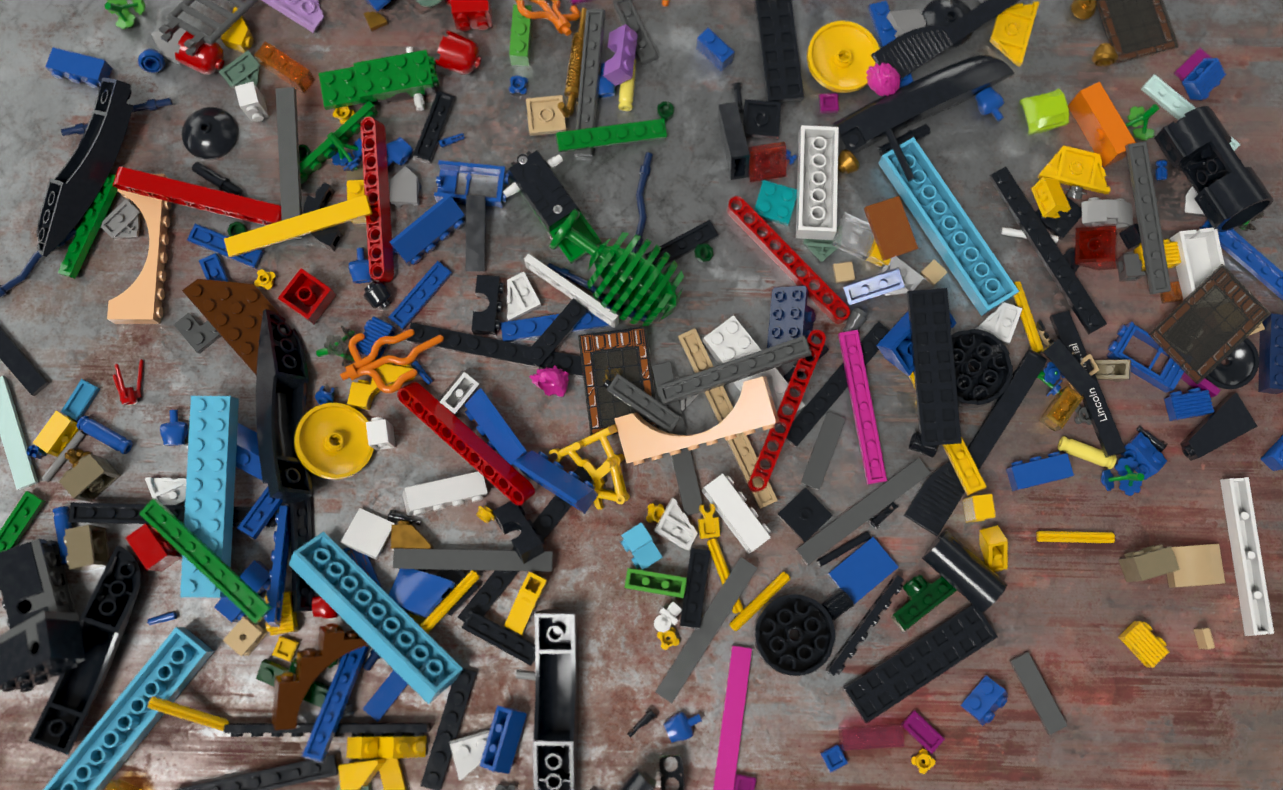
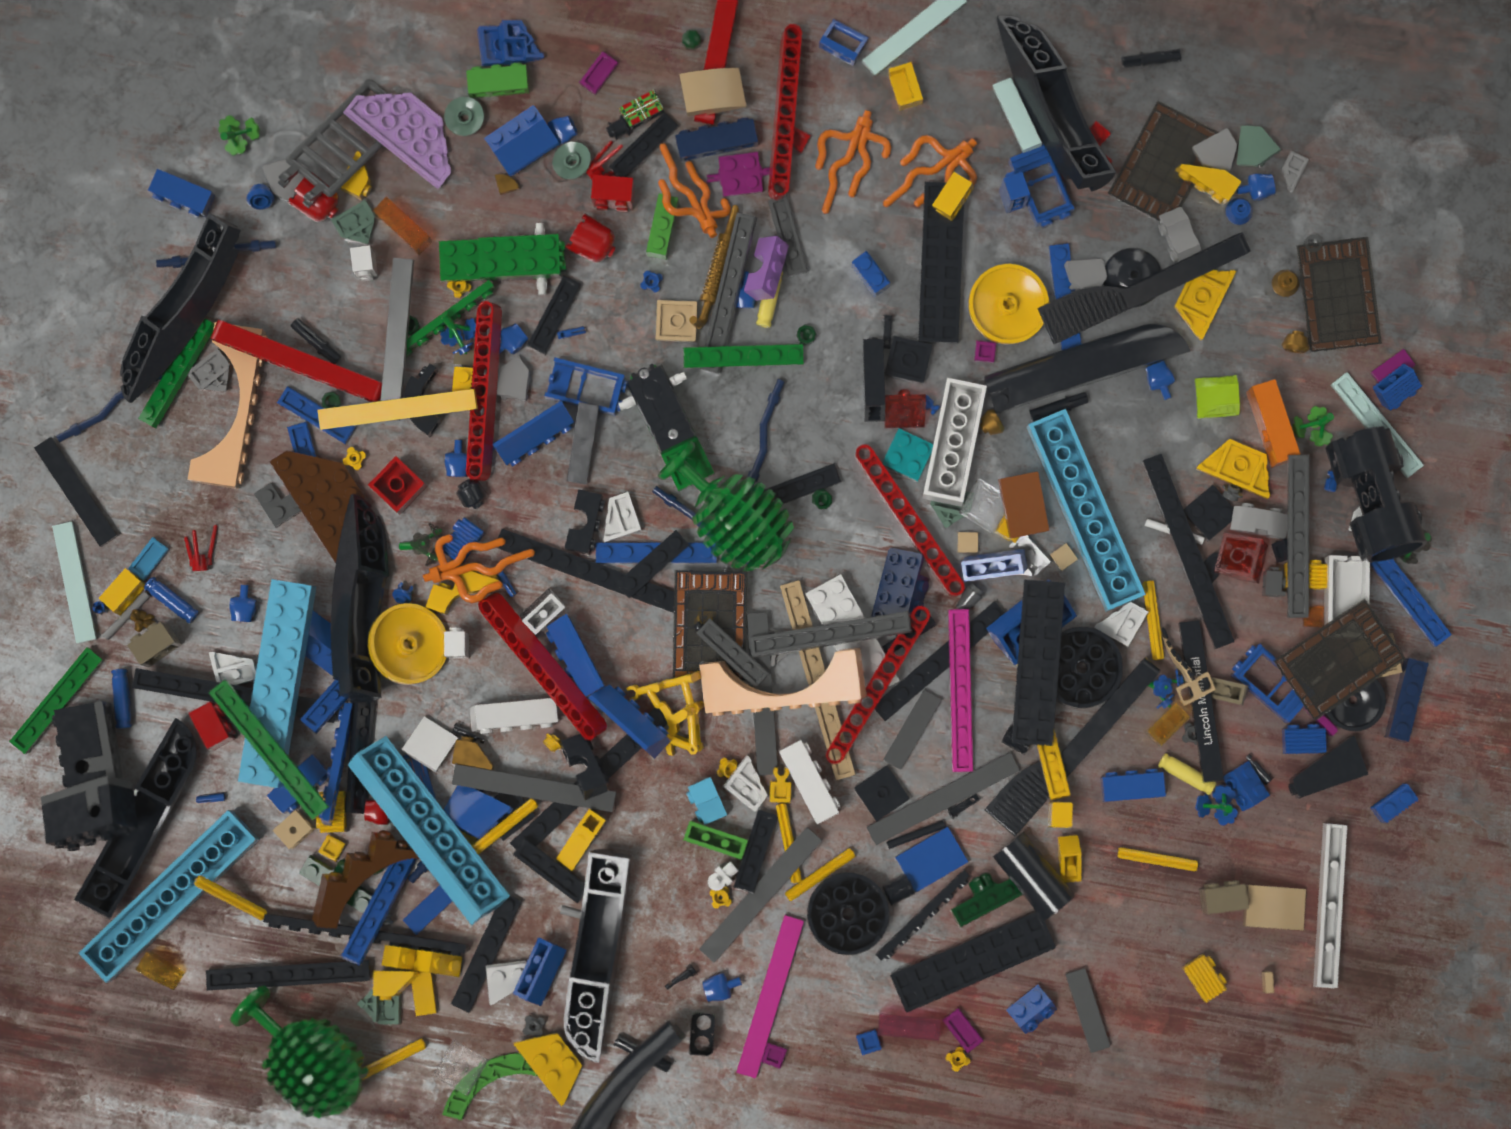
camera: 15 degrees right, 5 degrees up
(86, 547) = (145, 716): dark tan brick -> none
(214, 141) = (322, 295): black dish -> none
(420, 295) = (515, 499): blue tile -> none
(551, 380) = (640, 614): dark pink hair -> none
(571, 290) = (674, 521): white tile -> none
(883, 79) = (1044, 340): dark pink hair -> none
(899, 154) = (1046, 427): black bar -> none
(1050, 197) = (1202, 495): yellow hinge -> none
(1069, 366) = (1180, 683): black tile -> none

